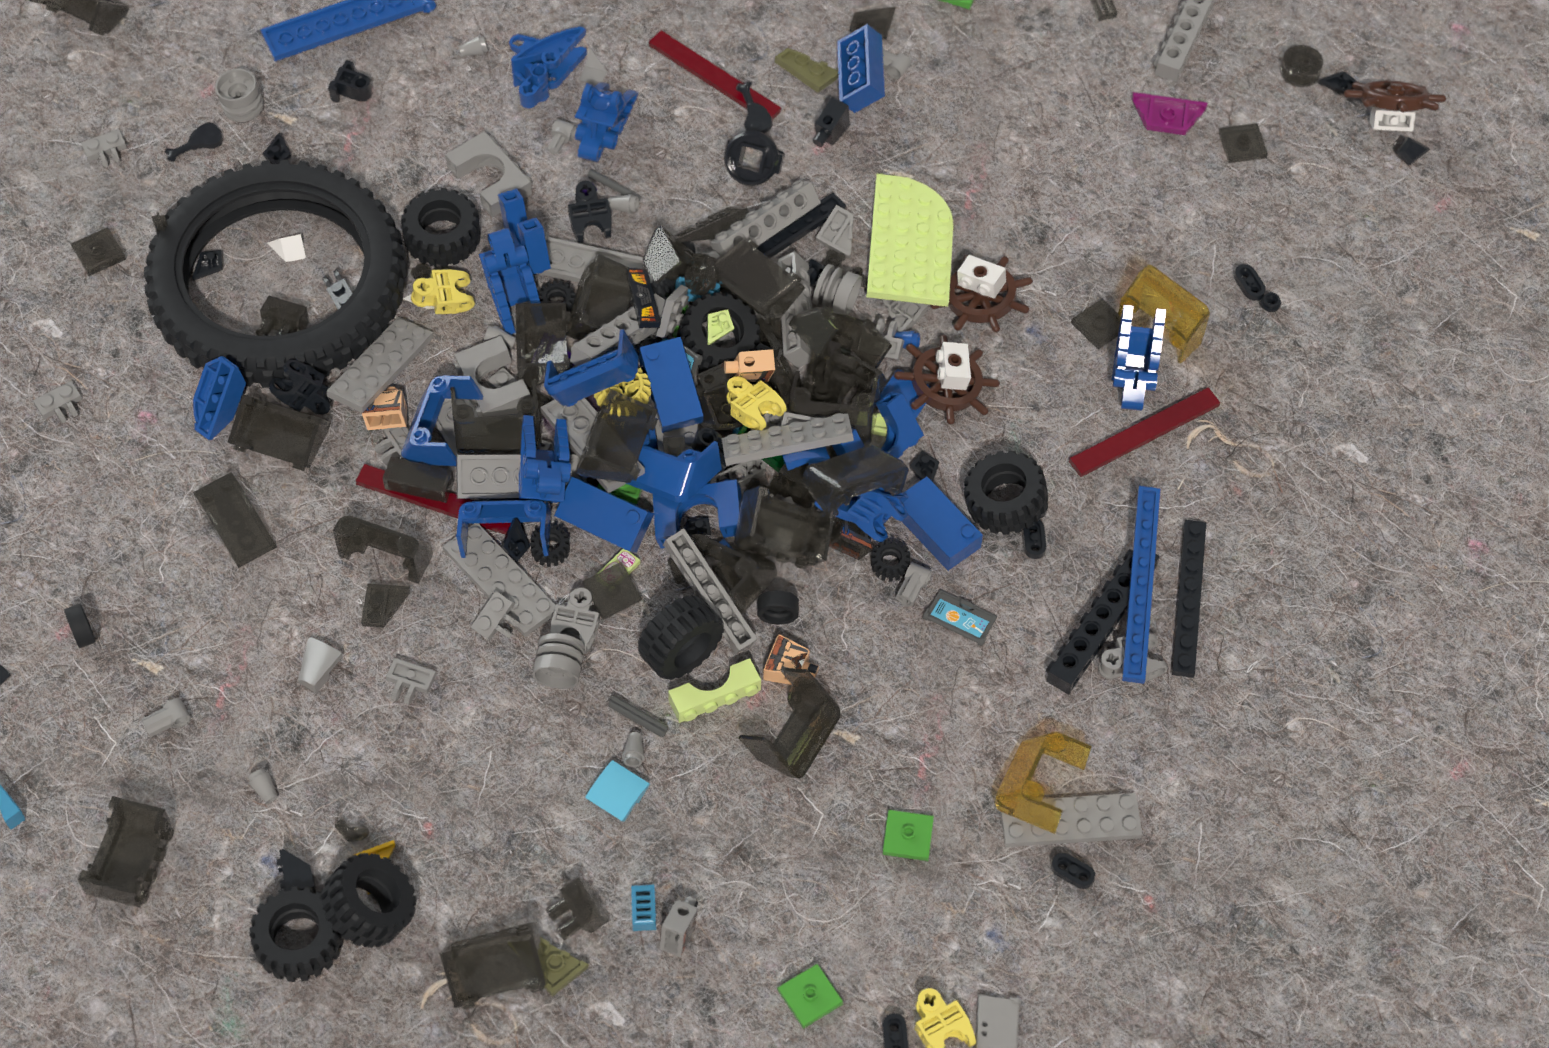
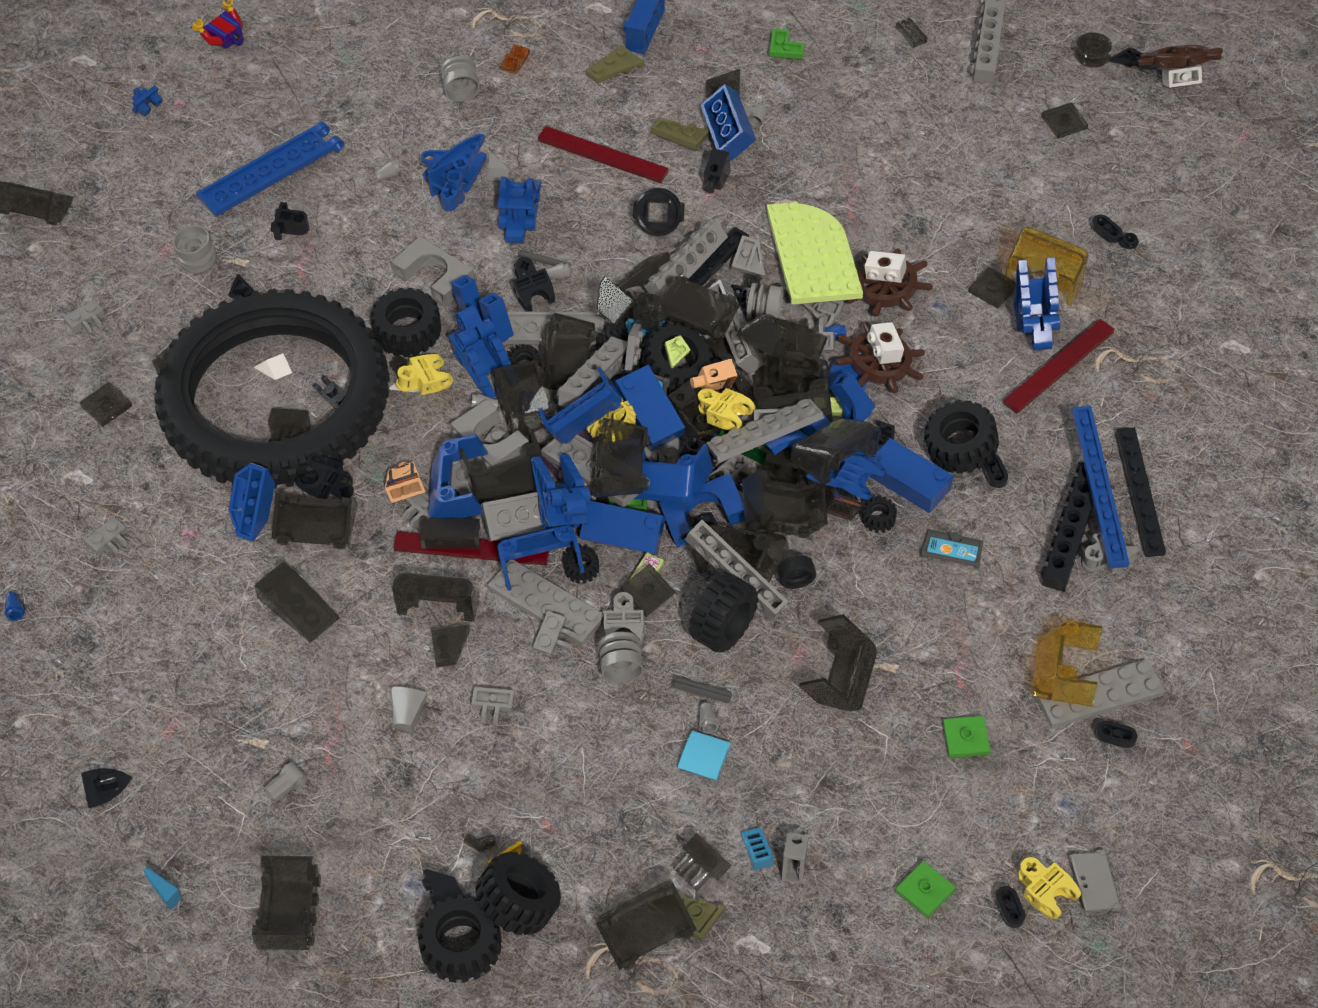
camera: 10 degrees left, 5 degrees down
(79, 625) = (185, 720): black tyre -> none
(204, 136) = (171, 290): black piece -> none
(207, 264) = (207, 395): black piece -> none
(262, 785) = (388, 819): light grey cone -> none
(380, 364) = (387, 445): light grey plate -> none
(515, 541) = (550, 567): black piece -> none
(562, 133) = (486, 225): light grey axle -> none
(643, 298) = (604, 341): tile -> none
(690, 702) = (744, 667): yellowish green arch -> none
(758, 117) = (650, 177): black piece -> none
(787, 655) = (813, 610): torso -> none
(914, 580) = (905, 526): light grey piece -> none
(1168, 113) = (995, 108): magenta wing -> none
(1411, 150) = (1205, 98): black piece -> none

